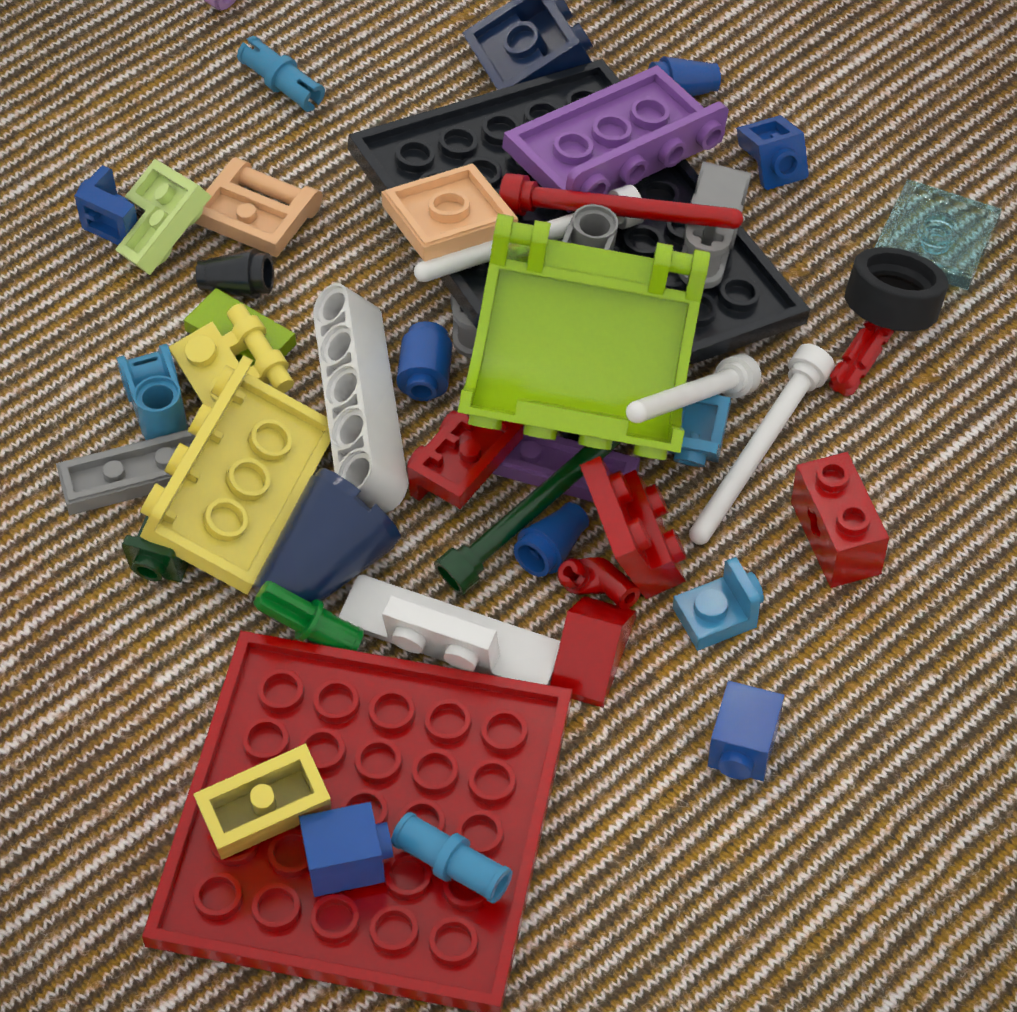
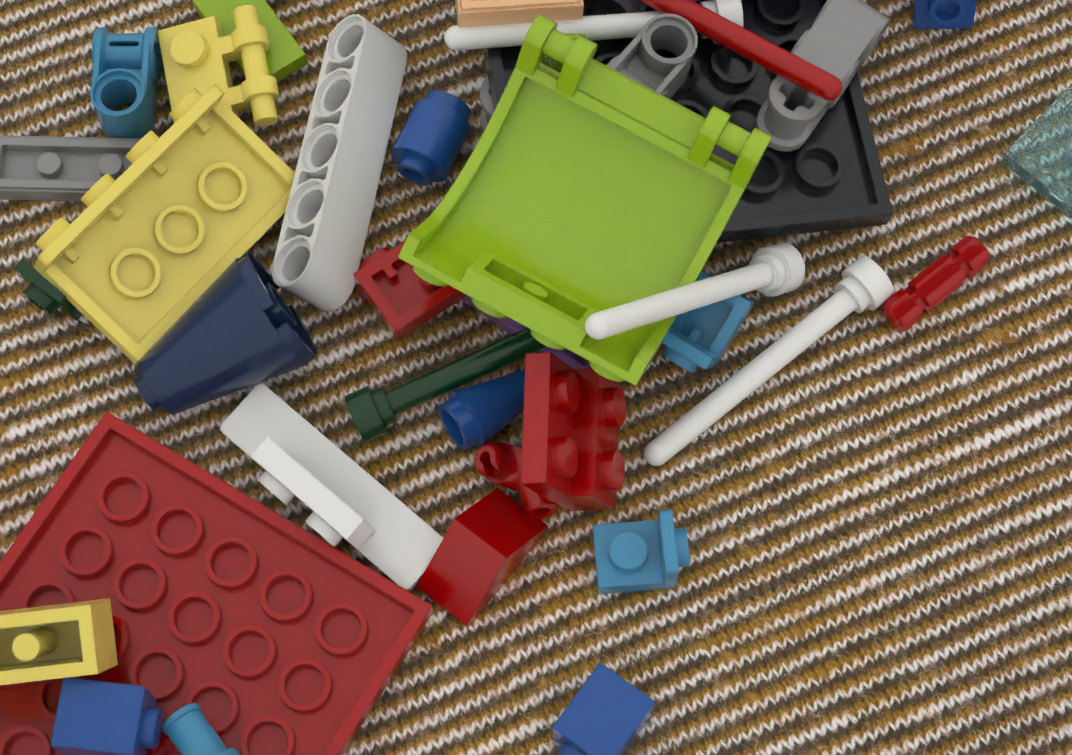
camera: 20 degrees right, 15 degrees up
(307, 618) = (178, 425): green axle -> none
(839, 519) = (814, 495): red brick -> none
(896, 289) = (1022, 191): black tyre -> none

